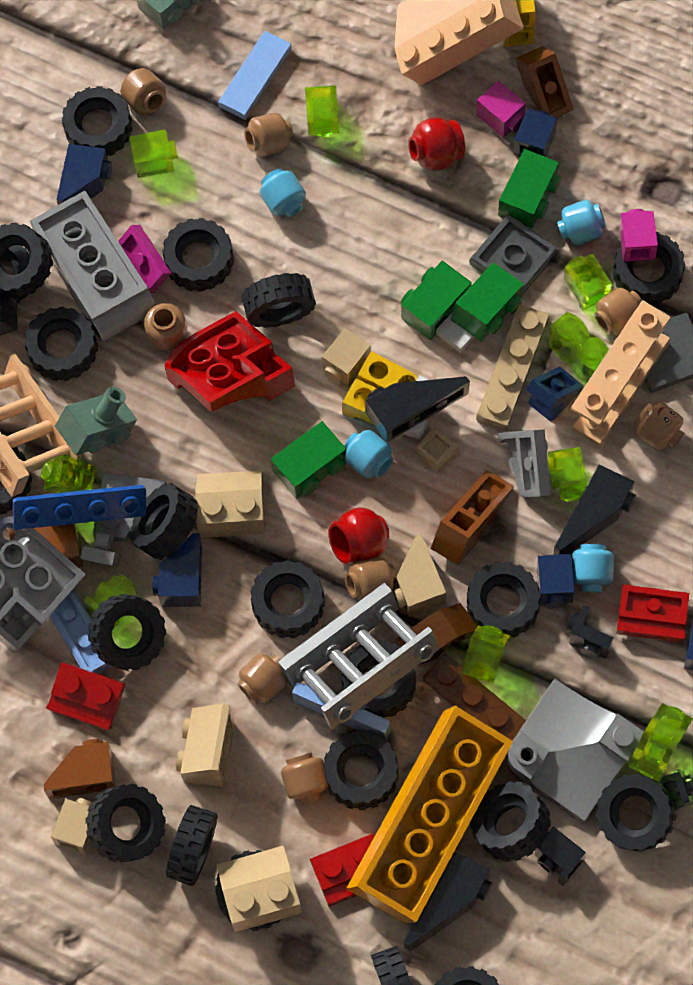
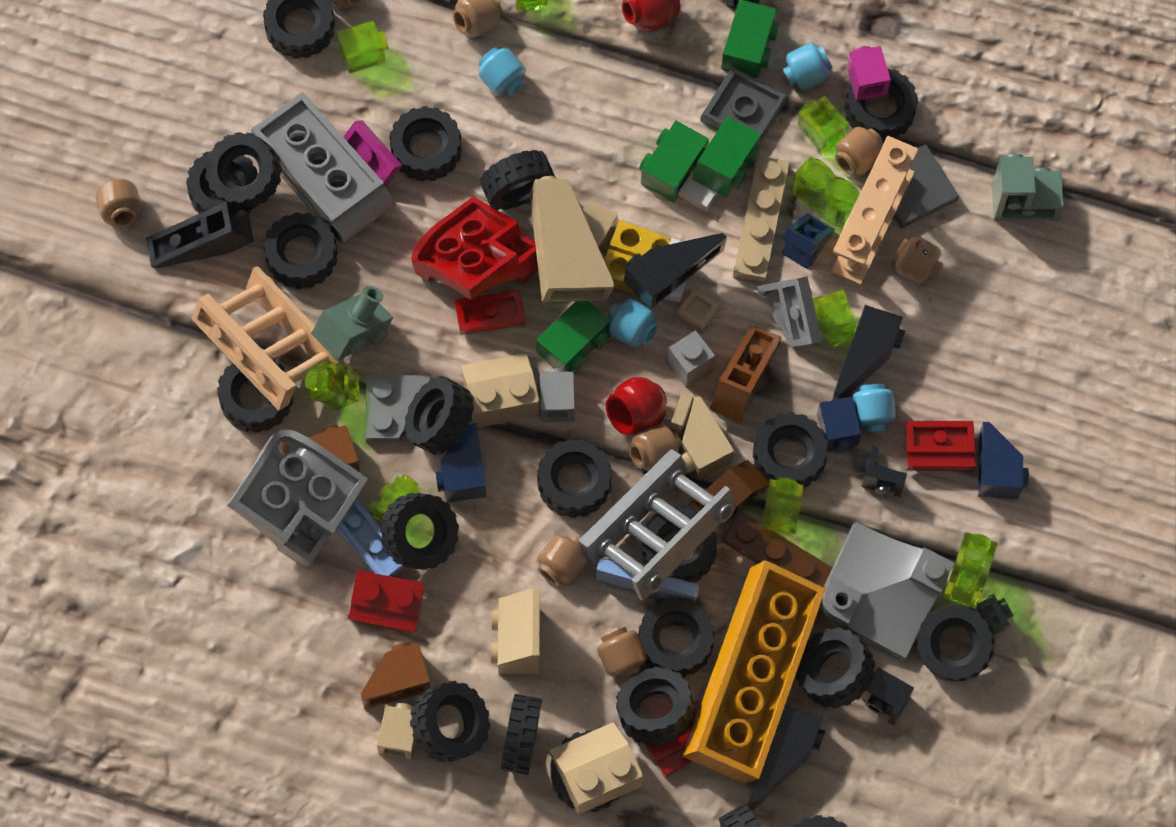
camera: 15 degrees left, 0 degrees up
(79, 507) = (353, 411): blue bracket -> none
(83, 170) = (295, 73): dark blue slope -> none
(101, 551) = (377, 456): light grey tile -> none
(165, 326) = (406, 220): medium nougat head -> none
(232, 426) = (490, 312): none -> red plate
(283, 516) = (557, 395): none -> light grey brick
(312, 374) = (565, 247): none -> tan slope
(335, 858) = (662, 729): none -> black tyre
(401, 549) = (682, 414): none -> tan tile
(419, 496) = (690, 359): none -> light grey brick

